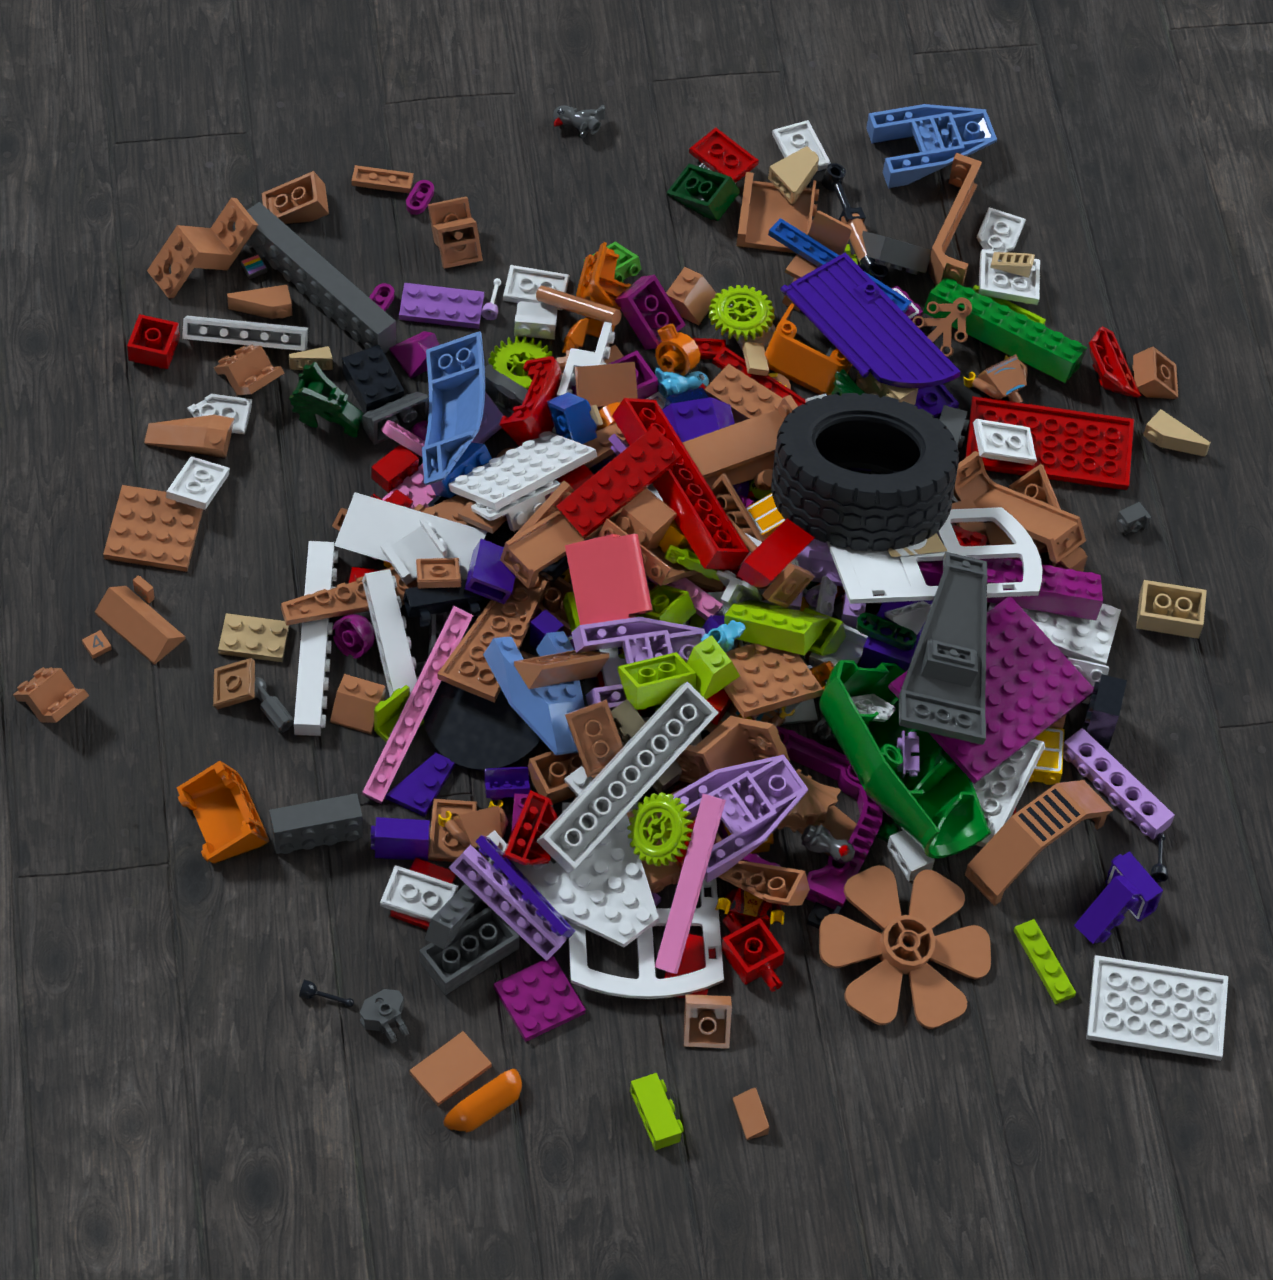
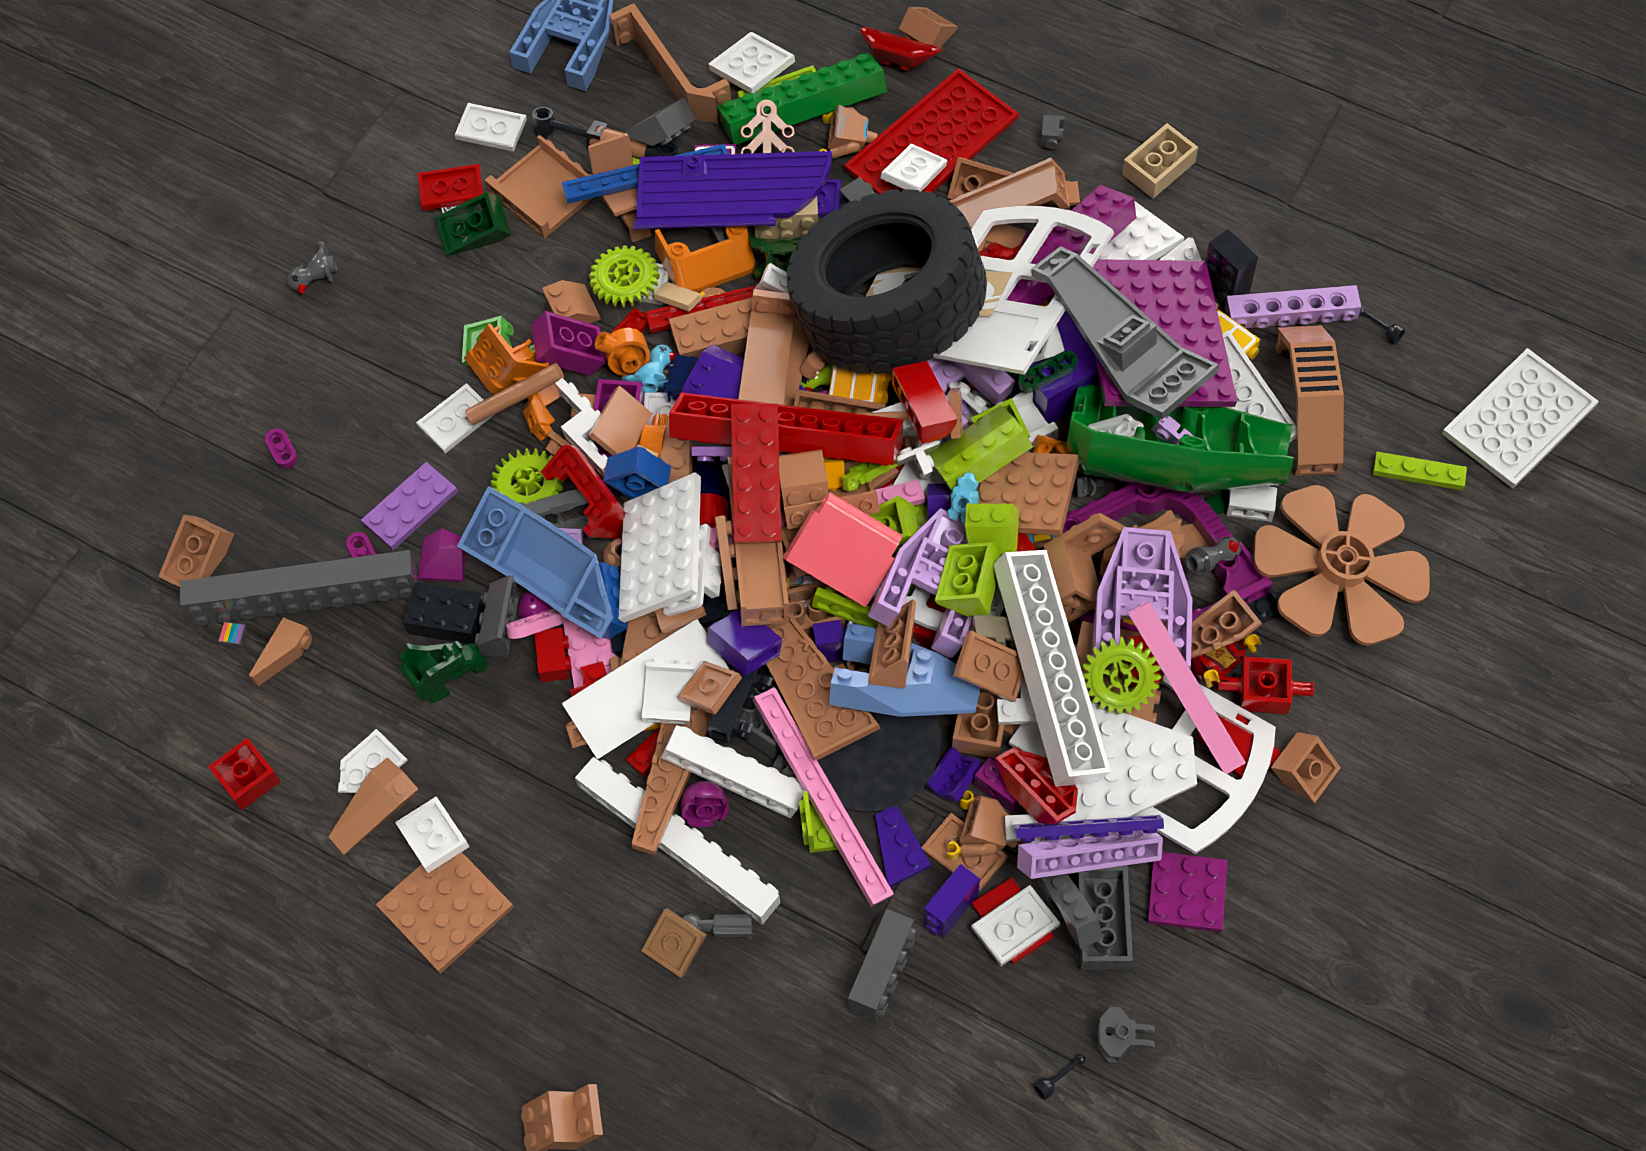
camera: 45 degrees left, 5 degrees up
(96, 644) = (531, 1041): nougat tile -> none
(138, 623) = (539, 987): nougat slope -> none
(143, 589) = (507, 958): nougat tile -> none
(202, 247) = (181, 664): nougat bracket -> none
(223, 812) = (807, 1044): orange windscreen -> none
(245, 333) = (303, 688): white brick -> none
(248, 369) = (347, 710): nougat bracket -> none
(253, 637) = (633, 893): tan plate -> none
(321, 356) = (380, 646): tan slope -> none
(356, 703) = (776, 848): nougat slope -> none
(382, 179) = (234, 466): nougat plate -> none
(450, 1068) = (1208, 1014): nougat tile -> none
(455, 232) = (347, 443): nougat bracket -> none
(485, 1102) = (1266, 1006): orange brick -> none
(491, 306) = (449, 469): lavender hinge -> none
(535, 320) = (491, 440): white bracket -> none
(656, 1111) = (1369, 867): lime brick -> none
(751, 1114) = (1419, 791): nougat slope -> none
(794, 173) = (516, 146): tan slope -> none
(1000, 231) = (697, 41): white tile -> none
(1013, 263) = (749, 44): tan slope -> none
(1108, 910) = (1417, 389): dark purple brick -> none
(1135, 873) = (1402, 357): dark purple brick -> none
(1174, 435) = (992, 52): tan slope -> none

